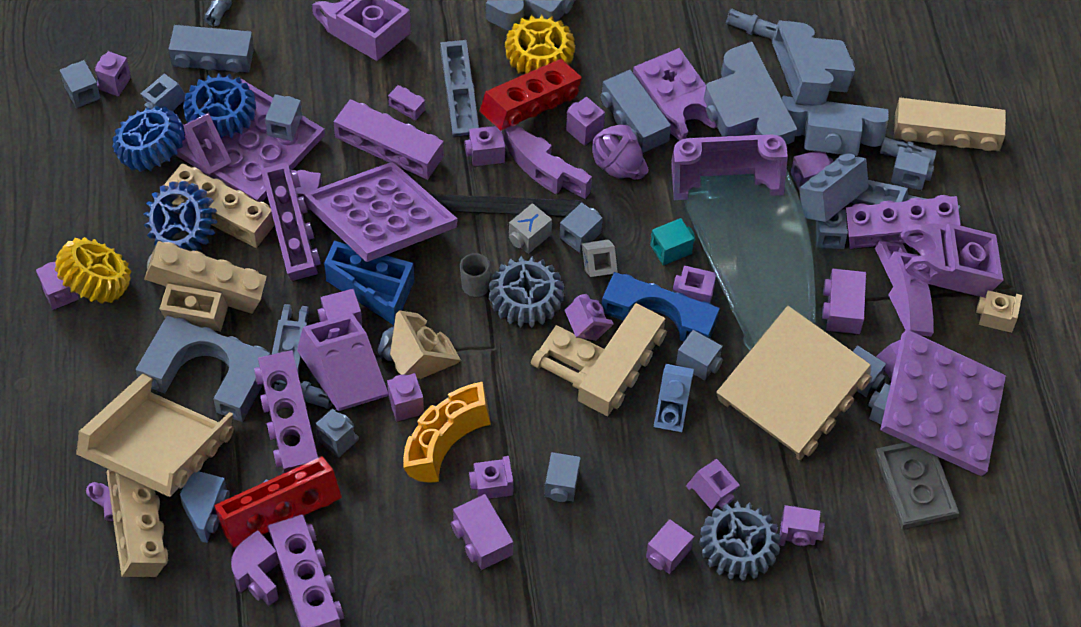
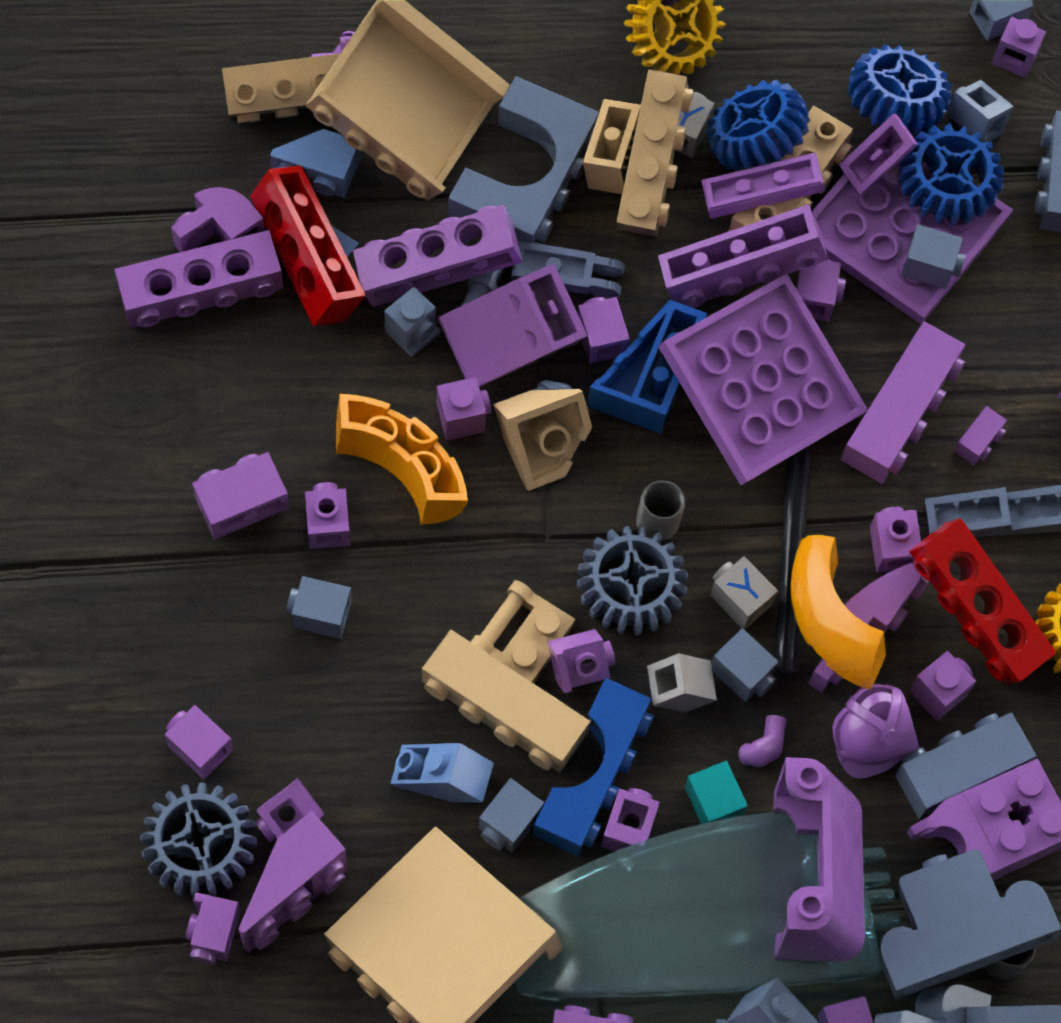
camera: 90 degrees right, 10 degrees up
(231, 211) = (763, 185): none -> medium lavender tile
(549, 173) = (835, 633): none -> light orange brick
(631, 215) = (767, 747): none -> medium lavender arm
(767, 474) = (299, 868): none -> medium lavender slope

